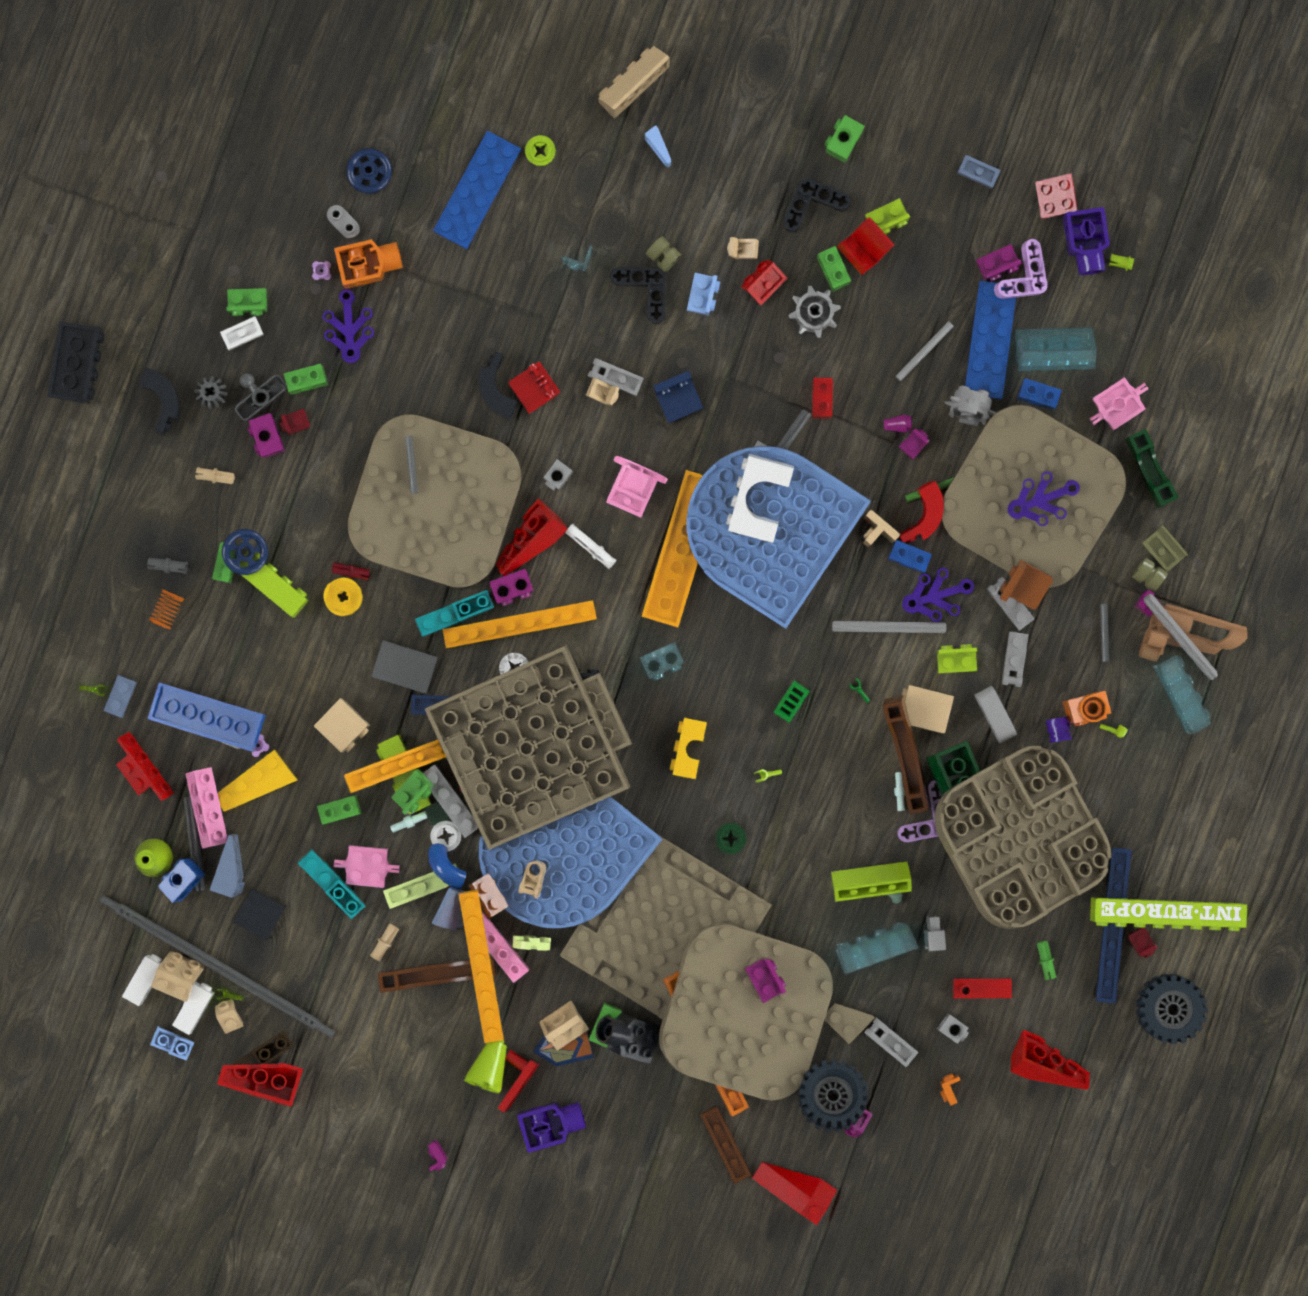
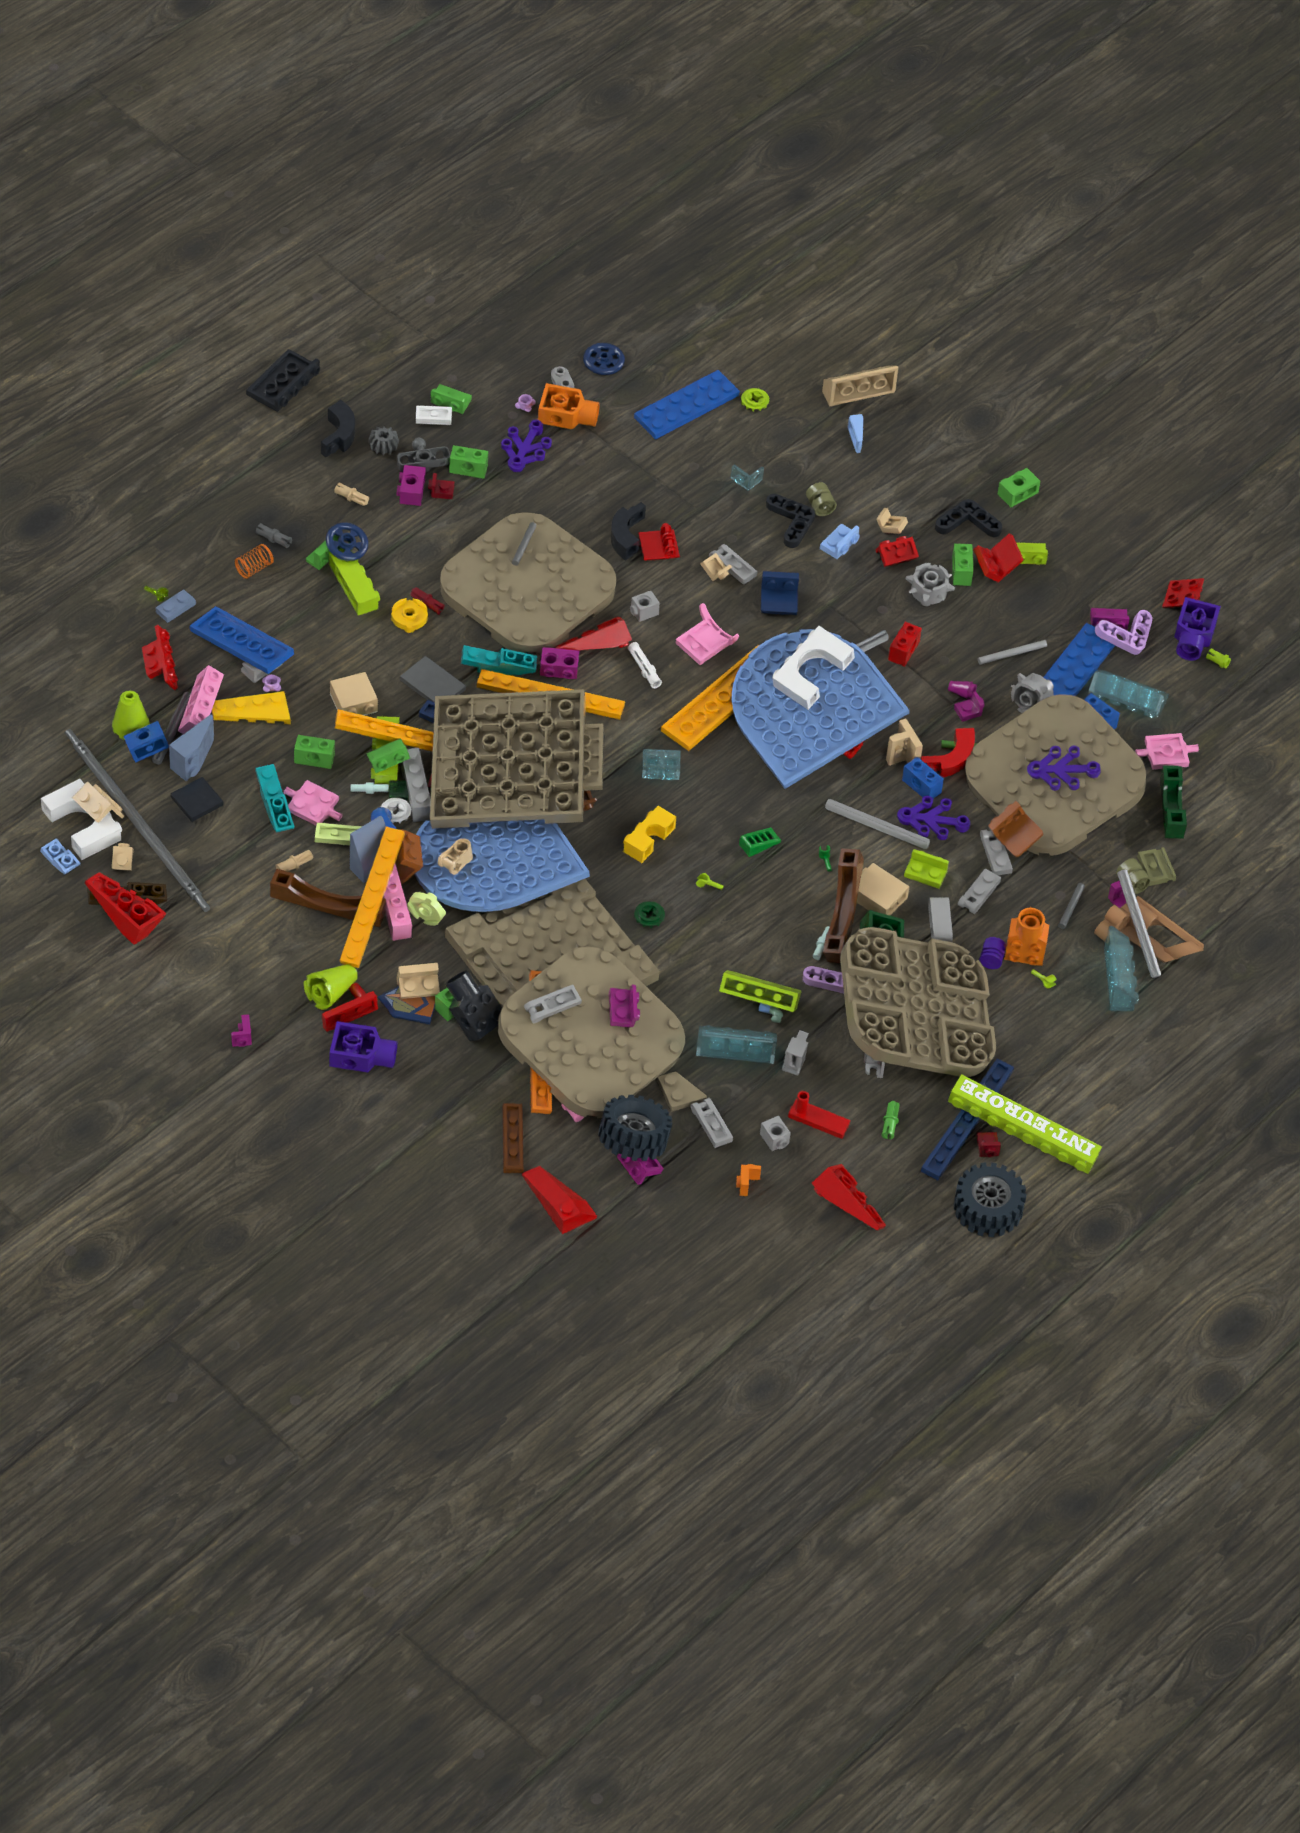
camera: 20 degrees right, 35 degrees down
(228, 995) = (128, 840): clear neon green hand -> none
(706, 1019) = (553, 1003): none -> light grey plate
(978, 171) = (1123, 552): sand blue plate -> none

